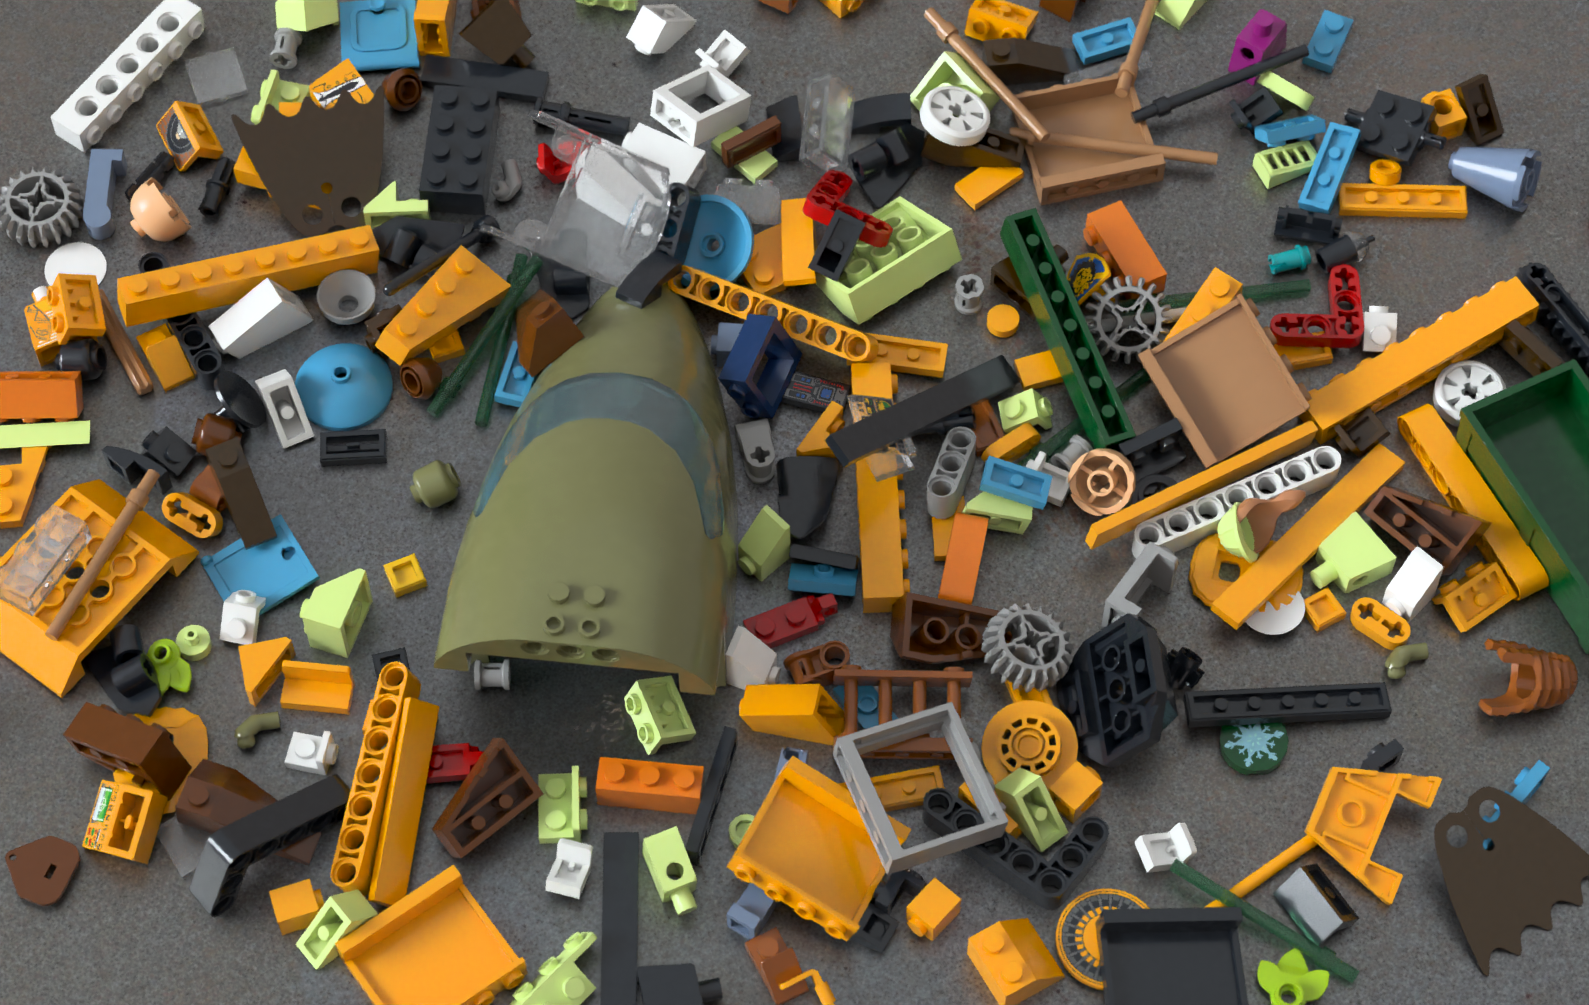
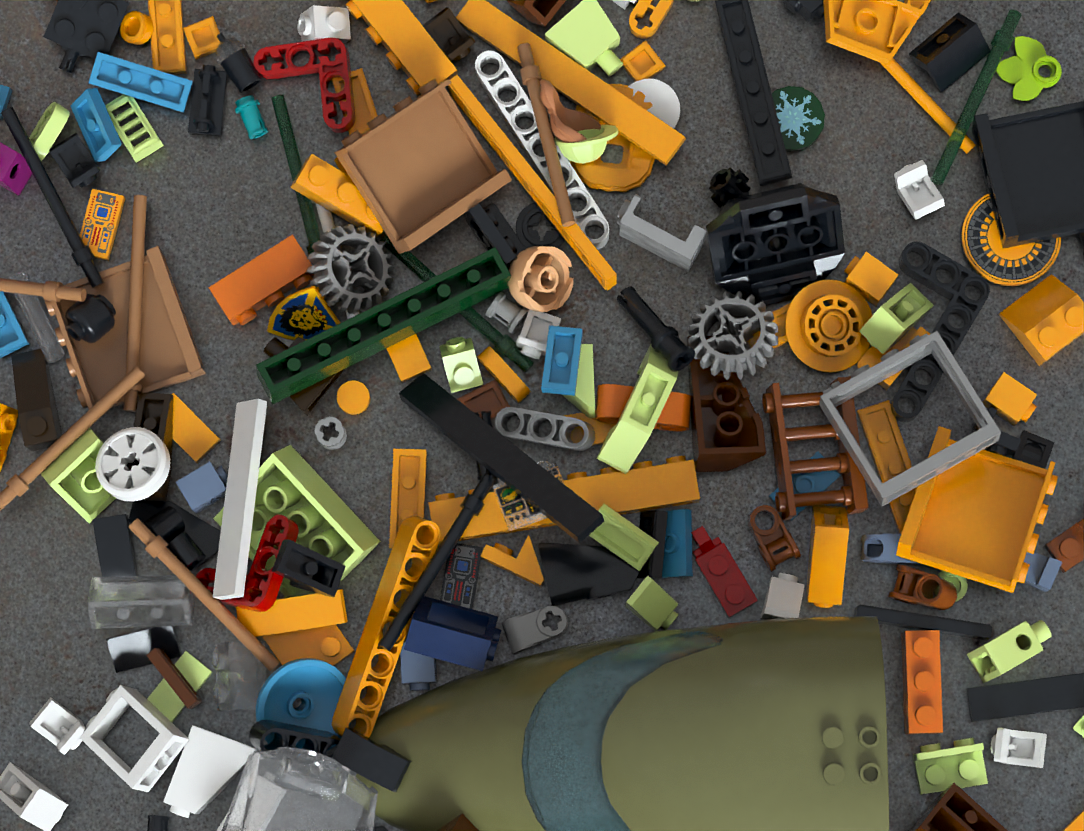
camera: 90 degrees left, 20 degrees up
(744, 798) = (918, 587): none -> dark orange piece
(823, 350) = (471, 507): none -> black bar
(833, 521) = (624, 538): none -> yellowish green tile
(873, 132) = (158, 548): none -> medium nougat bar
(910, 203) = (240, 499): none -> white tile
(929, 186) = (203, 486): none -> sand blue brick
(965, 551) = (640, 412): none -> yellowish green slope
(1031, 582) = (663, 337): none -> black pin
(1100, 104) = (90, 318): none -> black head
(1193, 130) = (101, 222): none -> light orange tile
(1314, 495) = (530, 77): none -> medium nougat bar
(1376, 225) = (203, 37): none -> light orange tile

